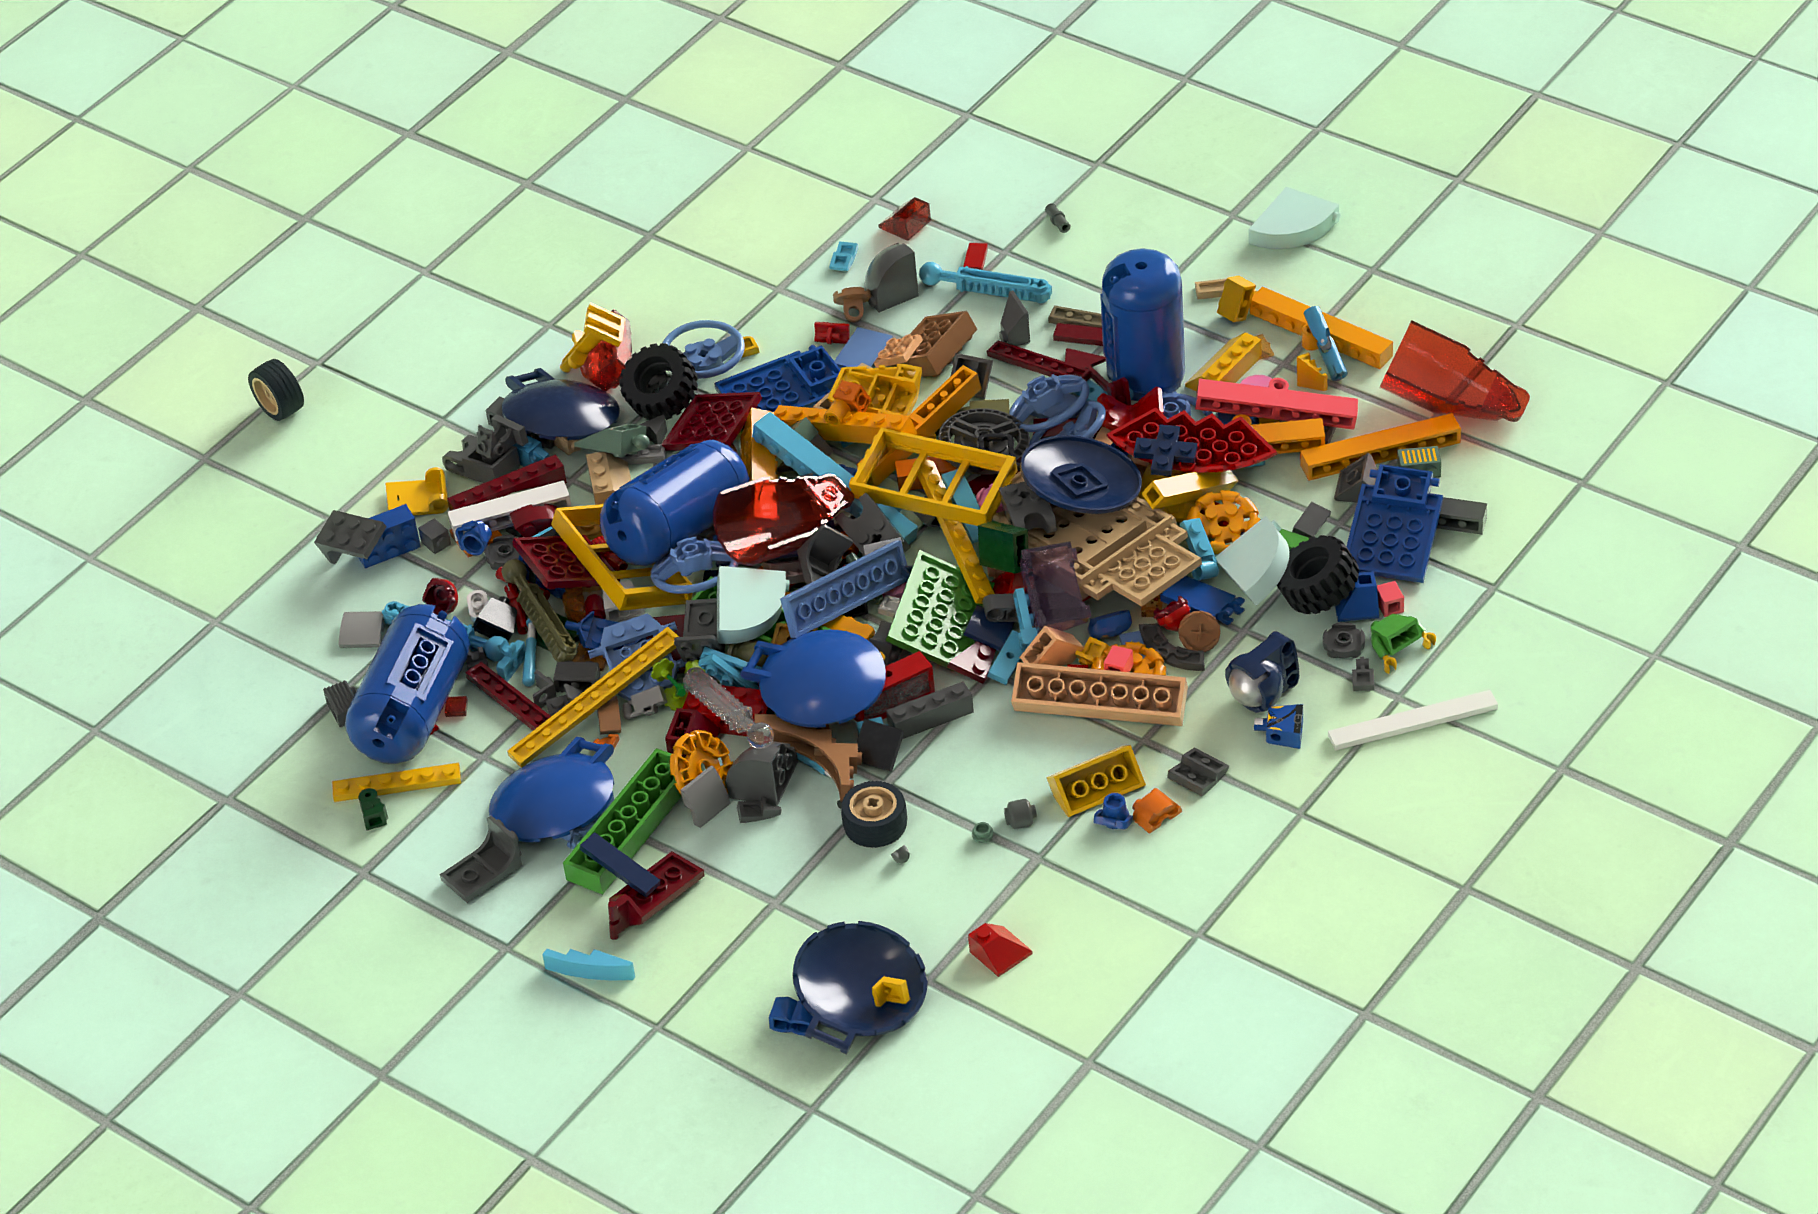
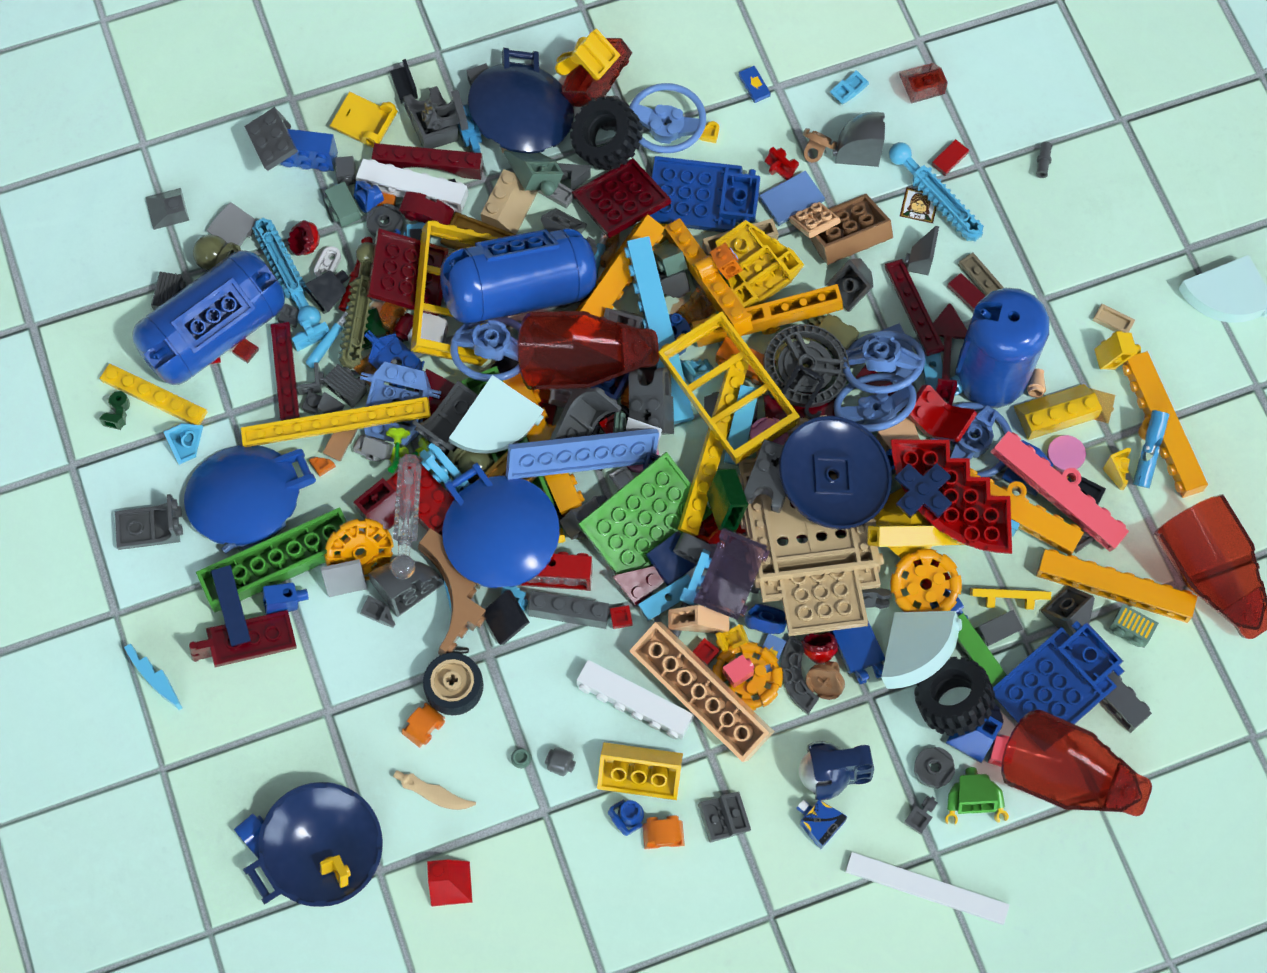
camera: 30 degrees right, 25 degrees up
(285, 649) = (167, 208): none -> dark grey slope
(360, 648) = (211, 250): none -> olive tile
(430, 449) = (404, 81): none -> black panel
(454, 559) = (342, 203): none -> sand green brick
(456, 795) = (184, 440): none -> medium azure slope
(657, 842) = (282, 597): none -> blue torso
(757, 296) = (754, 84): none -> blue tile
(850, 452) = (697, 307): none -> clear orange cylinder
(872, 860) = (422, 723): none -> orange cylinder
(901, 855) = (446, 735): dark grey hinge -> none
(925, 900) = (433, 793): none -> tan sword
(978, 303) = (917, 206): none -> sticker
(981, 692) = (621, 617): none -> red plate
(1045, 737) = (635, 700): none -> white brick
(1193, 360) = (1036, 386): none -> light nougat cone
(1200, 546) = (886, 599): medium azure plate -> none
(1284, 505) = (1029, 595): none -> yellow hinge
(1453, 564) = (1070, 767): none -> clear red windscreen

